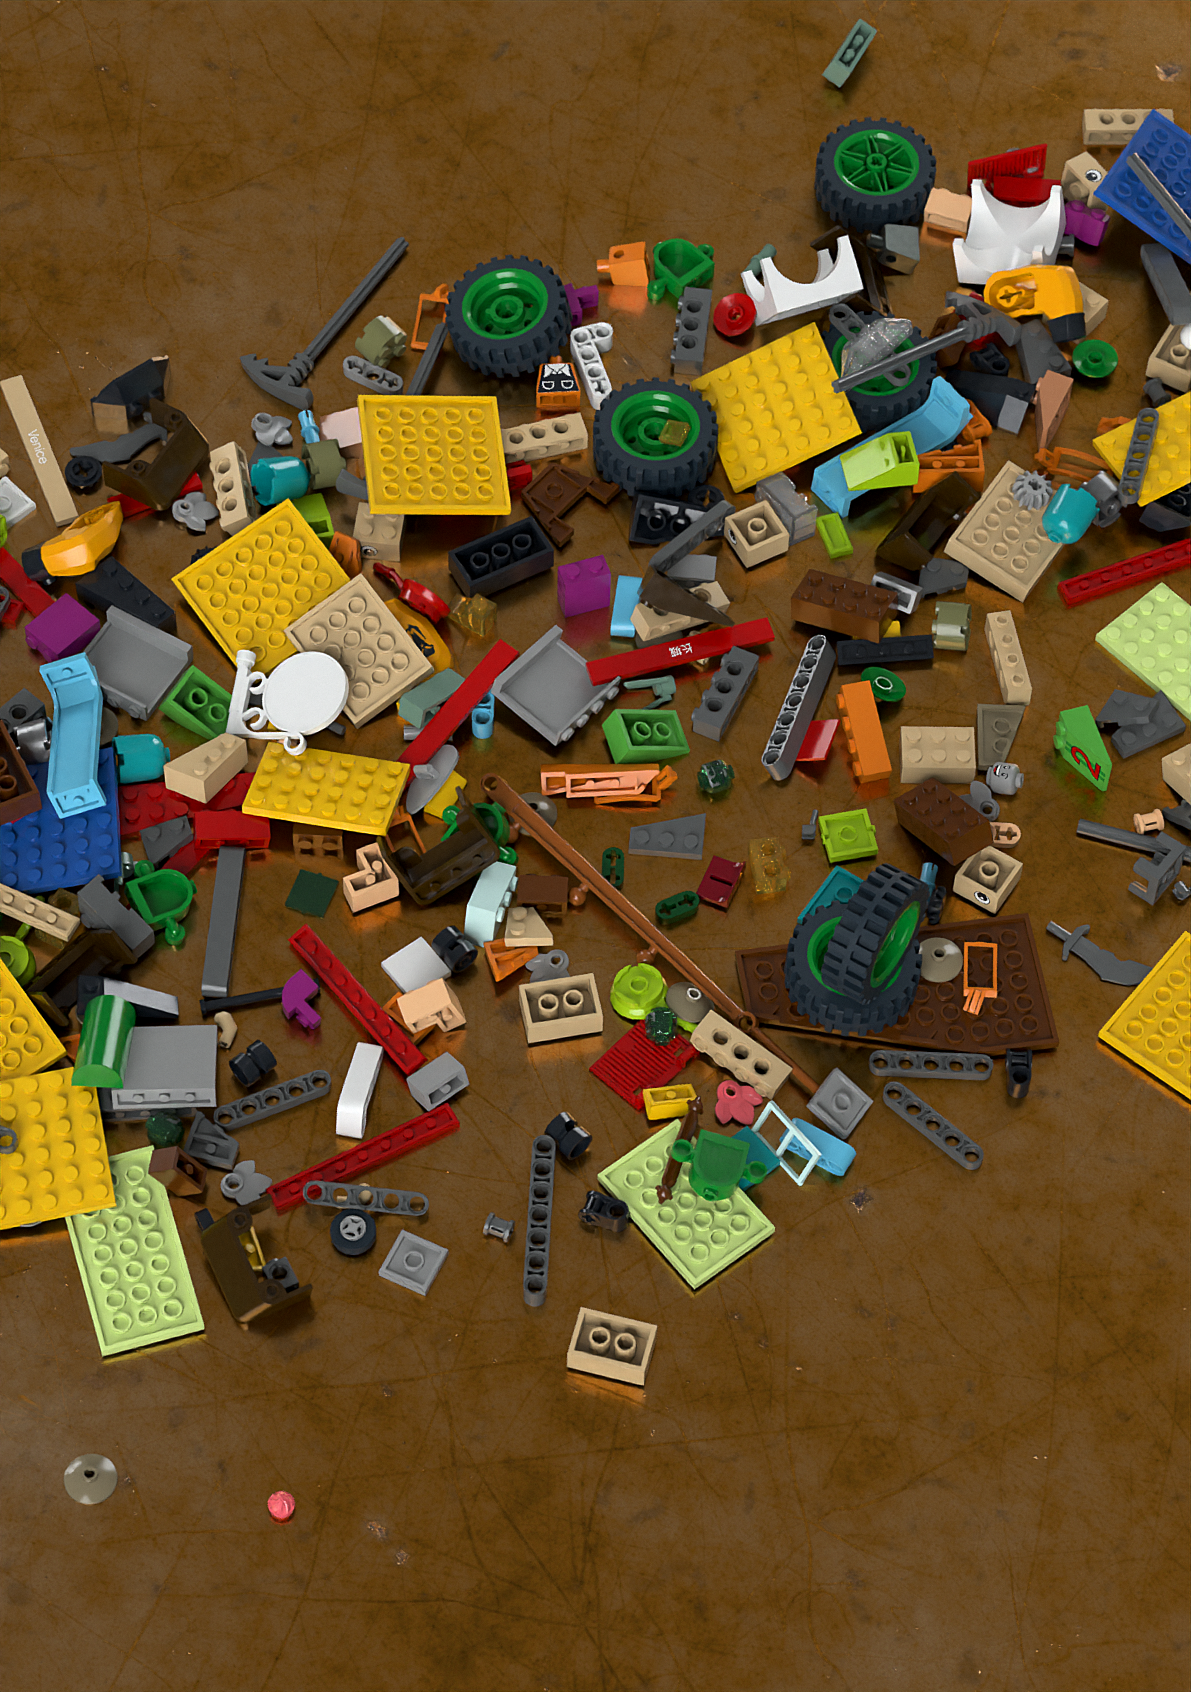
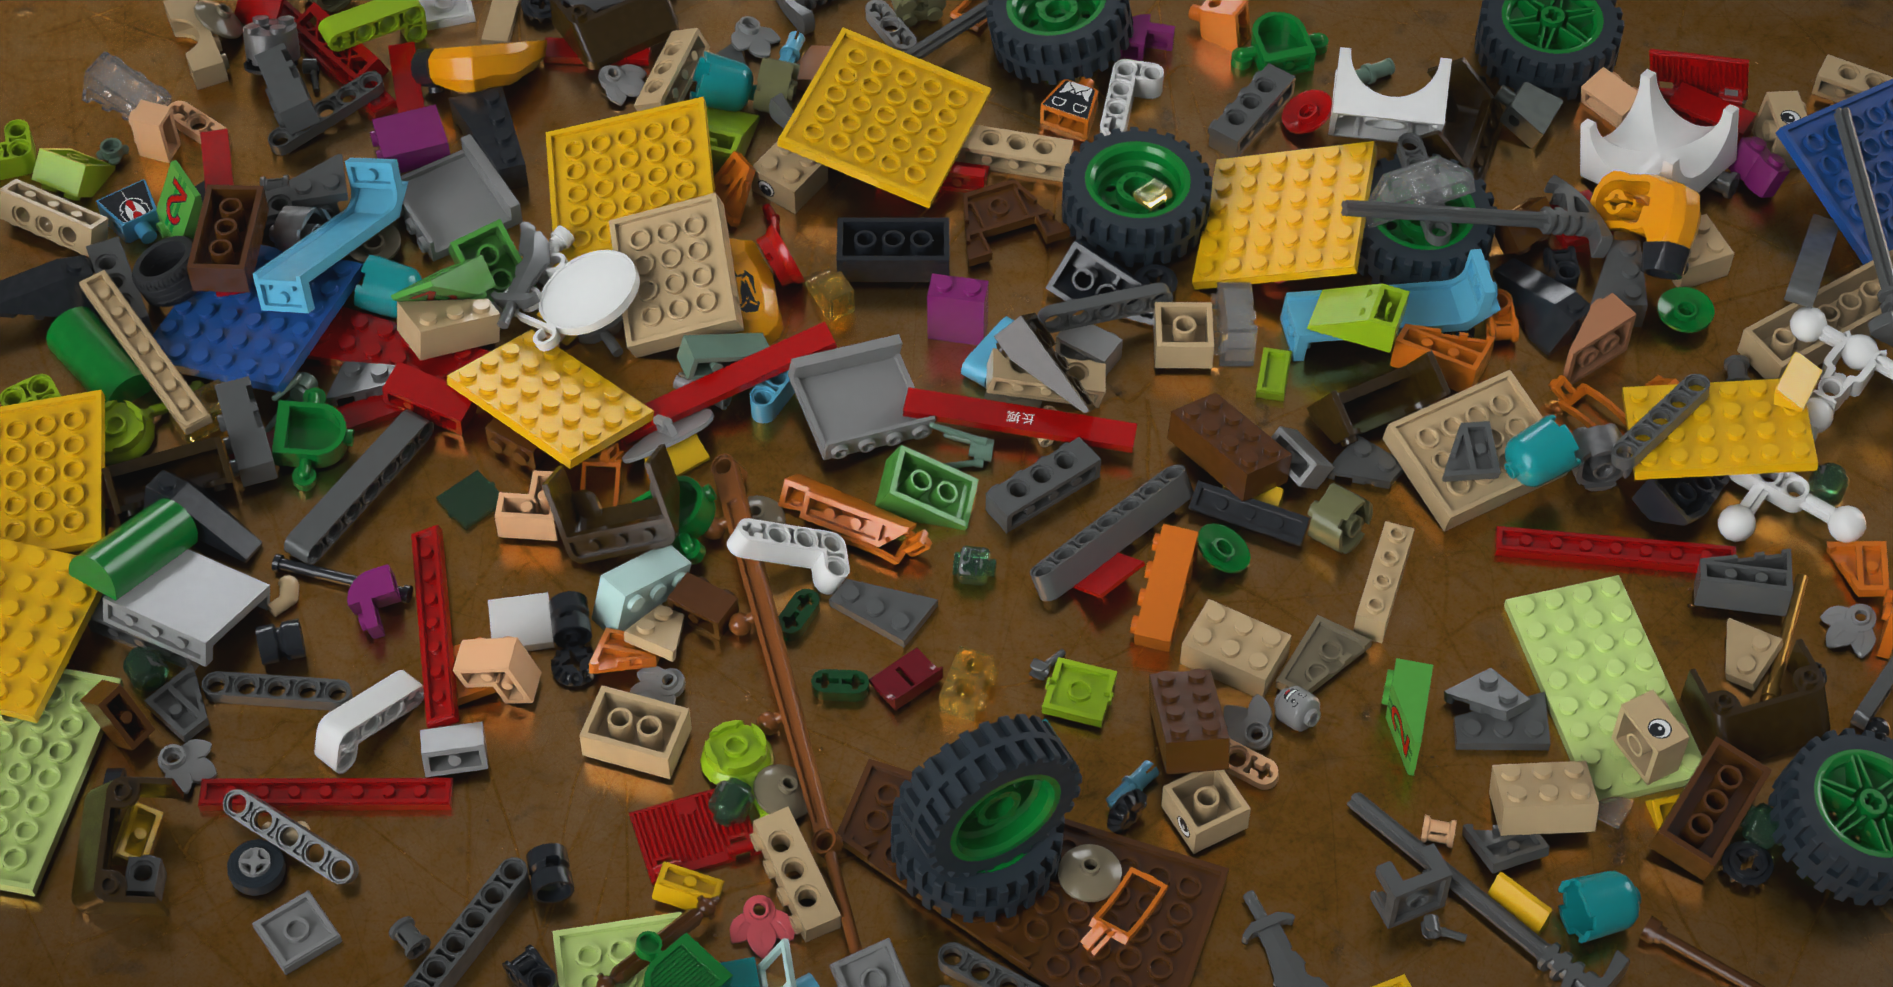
camera: 30 degrees right, 5 degrees down
(25, 697) = (320, 184): none -> dark grey wing
(189, 732) = (455, 282): none -> bright green slope
(241, 697) = (536, 257): none -> dark grey sword
(478, 989) = (566, 672): none -> black gear
(596, 816) = (794, 546): none -> white beam
(1020, 536) = (1472, 454): none -> dark grey wing
(1032, 490) = (1515, 409): light grey gear -> none

